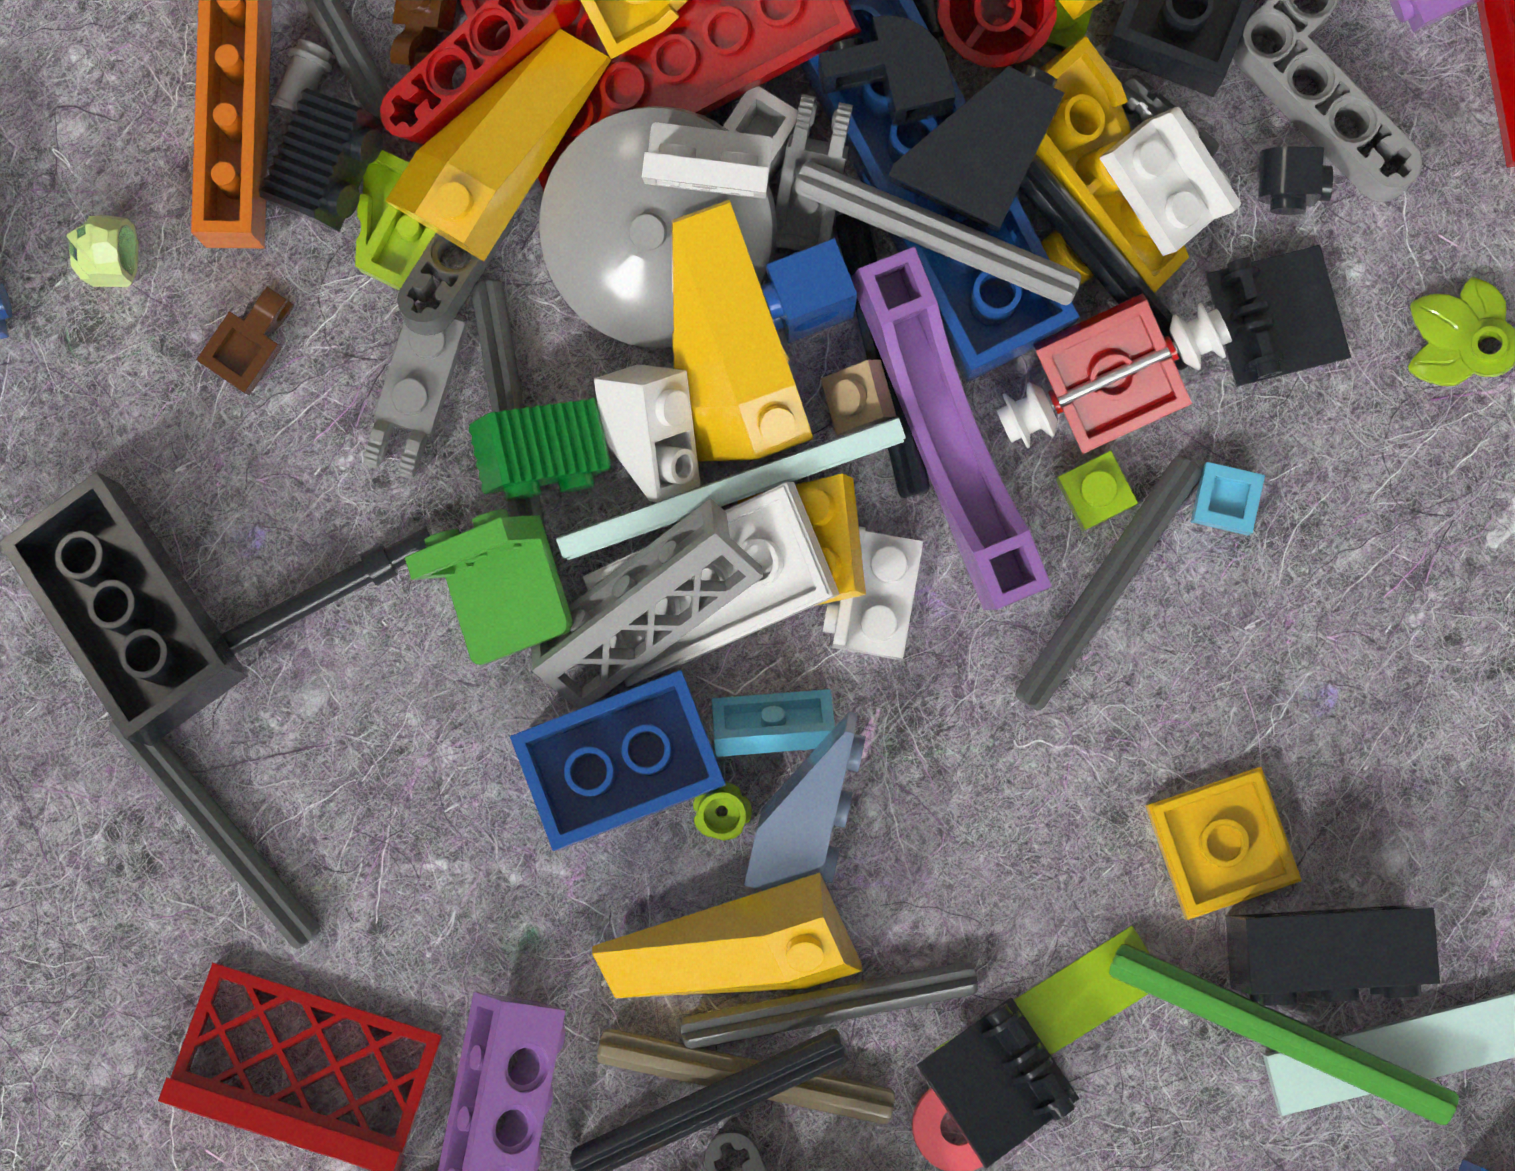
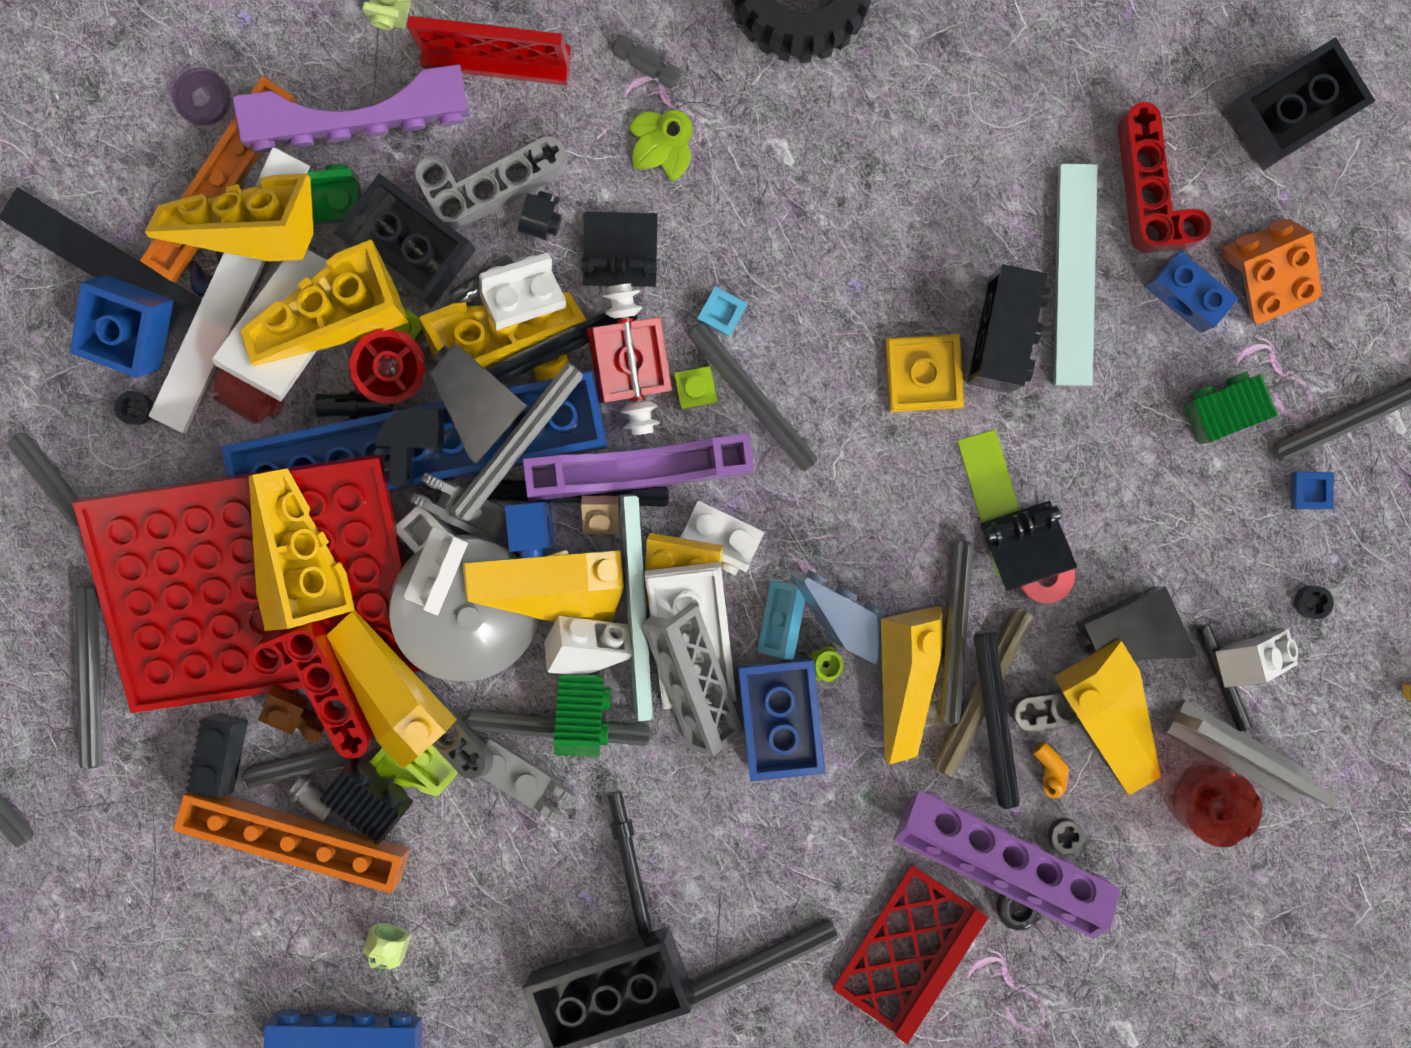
camera: 75 degrees left, 5 degrees up
(242, 348) = (468, 877): reddish brown plate -> none
(498, 583) = (655, 761): bright green bracket -> none
(1284, 1034) = (1047, 371): bright green axle -> none

